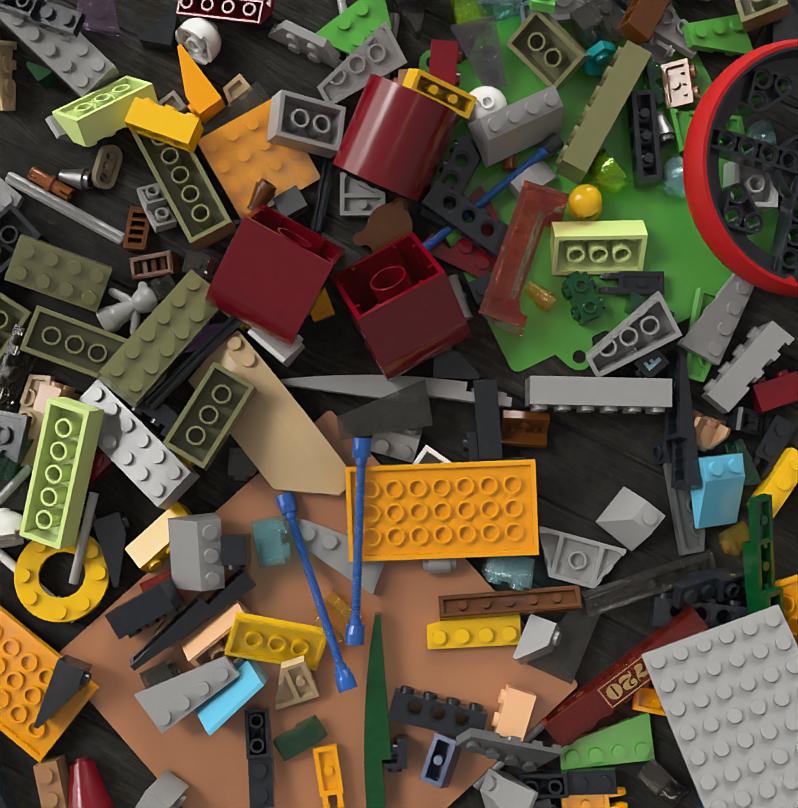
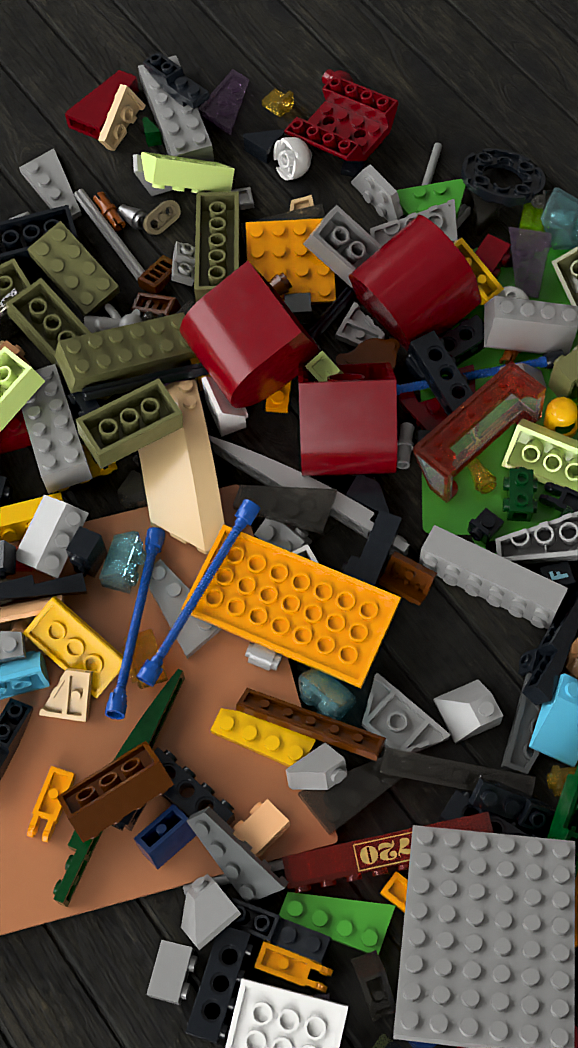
camera: 30 degrees right, 20 degrees down
(164, 124) = (226, 197): yellow brick -> none
(200, 93) = (269, 190): light orange slope -> none
(300, 738) = (45, 750): clear green slope -> none
(359, 273) = (322, 367): none -> yellowish green bracket
(382, 750) = (115, 791): none -> reddish brown slope
(565, 342) = (484, 526): none -> black bracket

